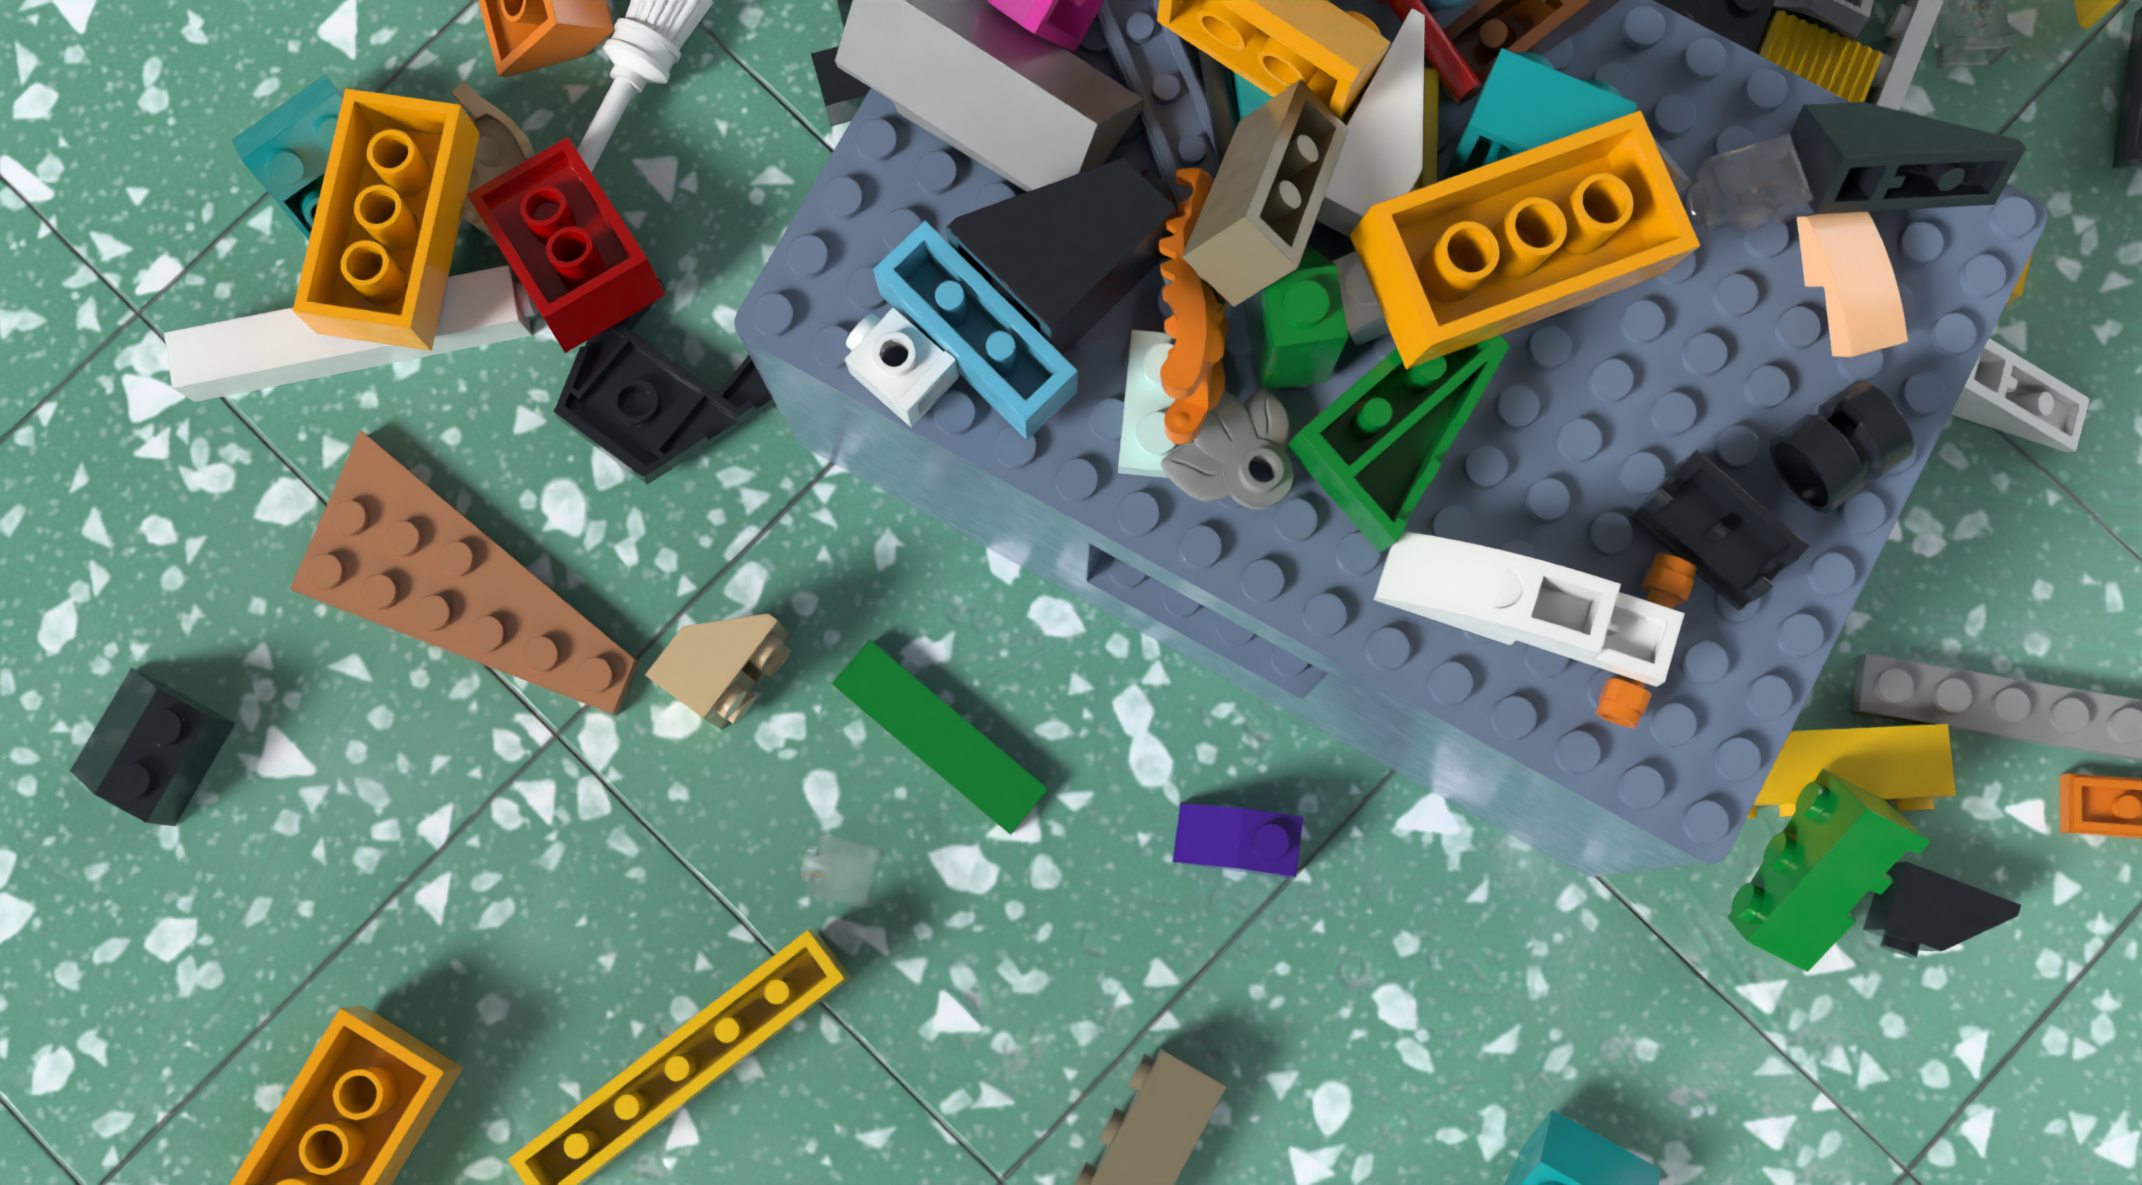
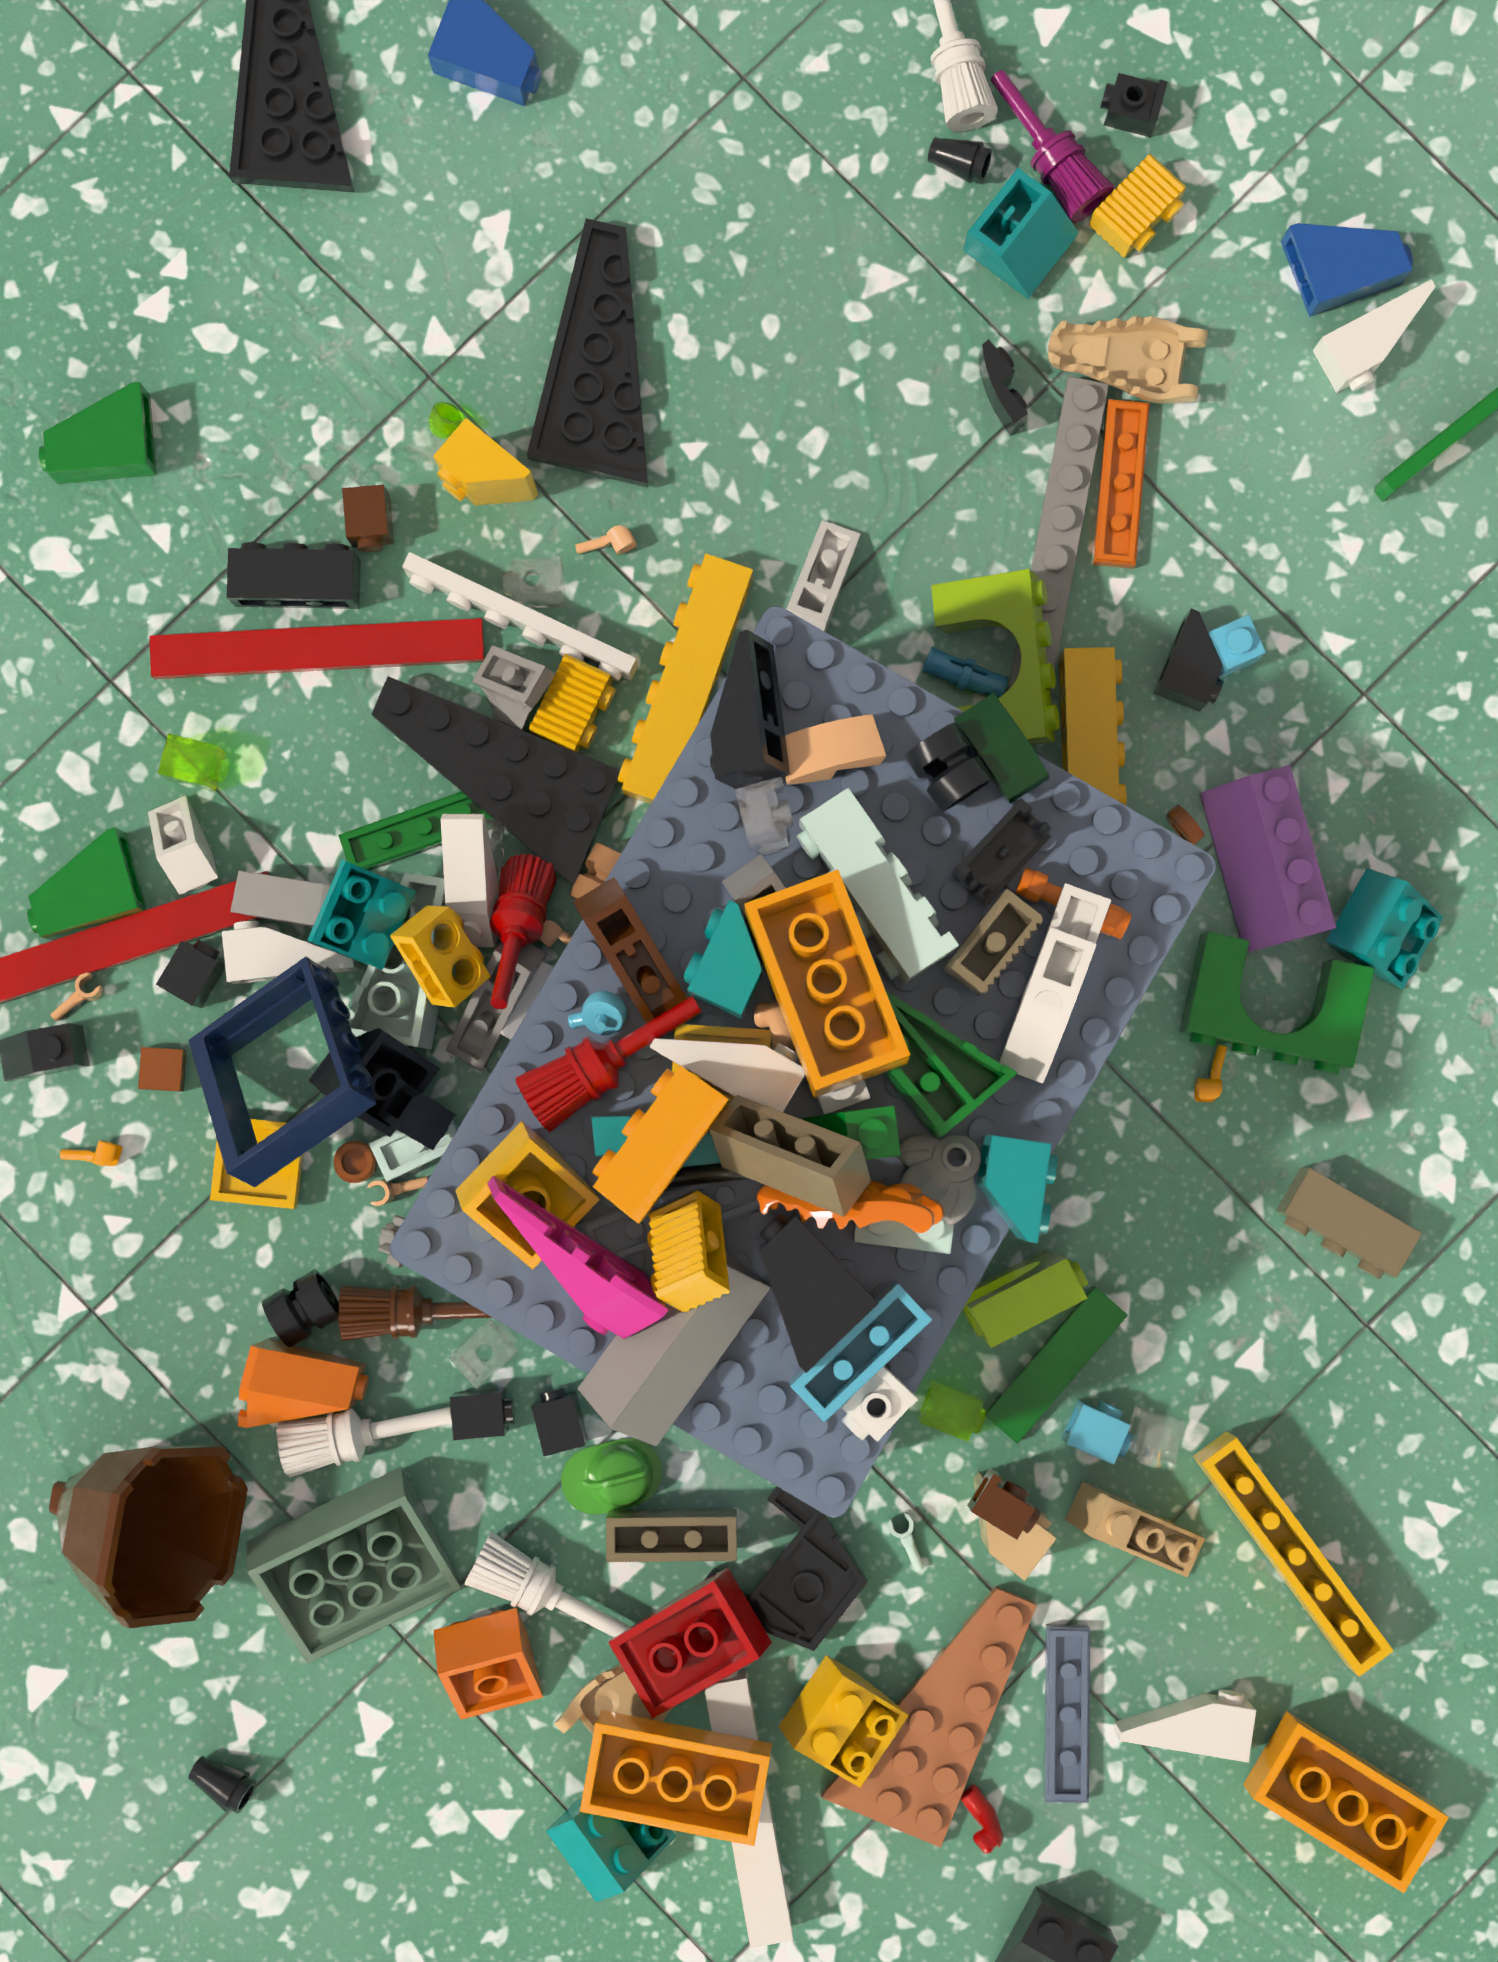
camera: 85 degrees left, 5 degrees up
(328, 652) = (984, 1813): none -> red arm
(444, 939) = (1198, 1725): none -> white slope
(458, 452) = (842, 1721): none -> yellow slope
(465, 760) = (1067, 1713): none -> sand blue tile
(701, 539) = (908, 1542): none -> light aqua hand
(707, 222) = (671, 1535): none -> dark tan brick
(714, 847) = (1134, 1529): none -> tan slope
(748, 637) = (1004, 1505): none -> reddish brown brick
(780, 152) = (611, 1476): none -> bright green piece
(849, 794) = (1098, 1431): none -> medium azure brick
(875, 592) = (952, 1411): none -> clear neon green brick
(1037, 659) = (1024, 1296): none -> lime arch
(1116, 72) = (688, 1252): none -> yellow brick
(1232, 545) = (1015, 1180): none -> teal slope
(1238, 839) = (1135, 1151): dark purple slope -> none
(1329, 946) = (1210, 1089): none -> light orange hand
(1406, 1109) = (1217, 1013): none -> green arch
(1584, 512) = (993, 943): none -> dark tan brick
(1653, 344) = (876, 887): none -> light aqua wedge
(1662, 1025) = (1267, 859): none -> medium lavender slope
(1703, 905) = (1184, 824): none -> dark orange tile
(1820, 869) = (1166, 746): green wedge -> none
(1873, 530) = (1002, 748): none -> dark green slope
(1893, 595) = (964, 673): none -> dark azure pin
(1968, 973) = (1237, 645): none -> medium azure brick
(2004, 651) = (1013, 603): none -> lime arch
(2041, 126) = (618, 536): none -> light nougat hand

